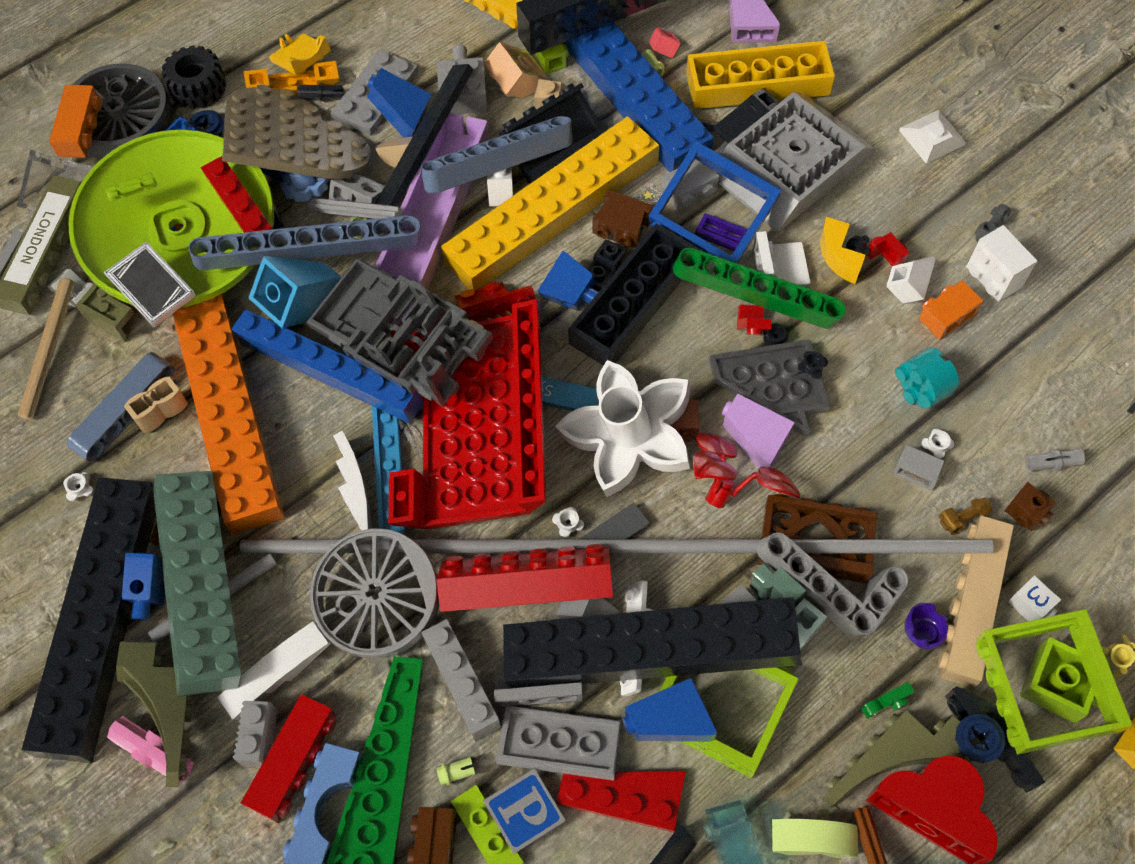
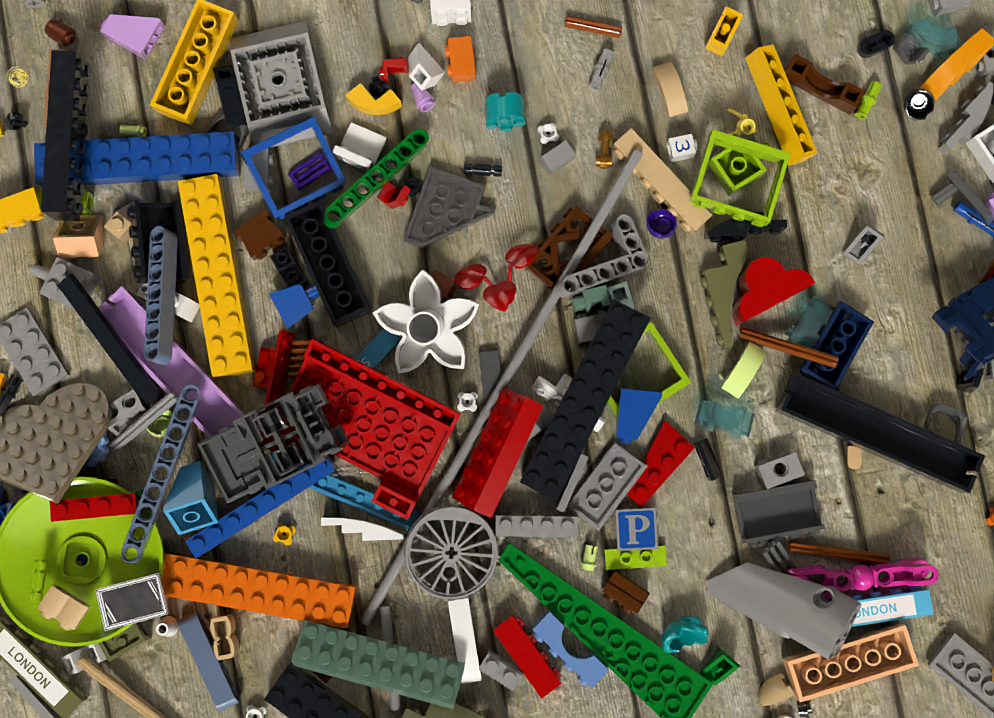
camera: 65 degrees left, 20 degrees up
(112, 221) = (63, 607): none -> tan brick
(140, 344) = (171, 626): none -> white cone
(143, 583) = (353, 693): blue torso -> none
(303, 403) = (278, 536): none -> yellow plate
(392, 150) = (99, 363): tan brick -> none
(398, 101) = (58, 340): blue slope -> none
(649, 193) = (248, 202): clear tile -> none
(664, 42) = (117, 110): coral slope -> none
(756, 429) = (475, 242): lavender slope -> none
(815, 358) = (452, 171): black plate -> none
(845, 397) = (482, 169): none -> black axle
(878, 296) = (423, 99): none -> lavender cone
(895, 698) = (692, 270): green plate -> none
(980, 724) = (750, 233): dark blue gear -> none
(1030, 507) = (624, 108): reddish brown brick -> none
(1093, 548) = (671, 89): none -> tan brick
(1095, 426) = (593, 26): none -> dark orange axle

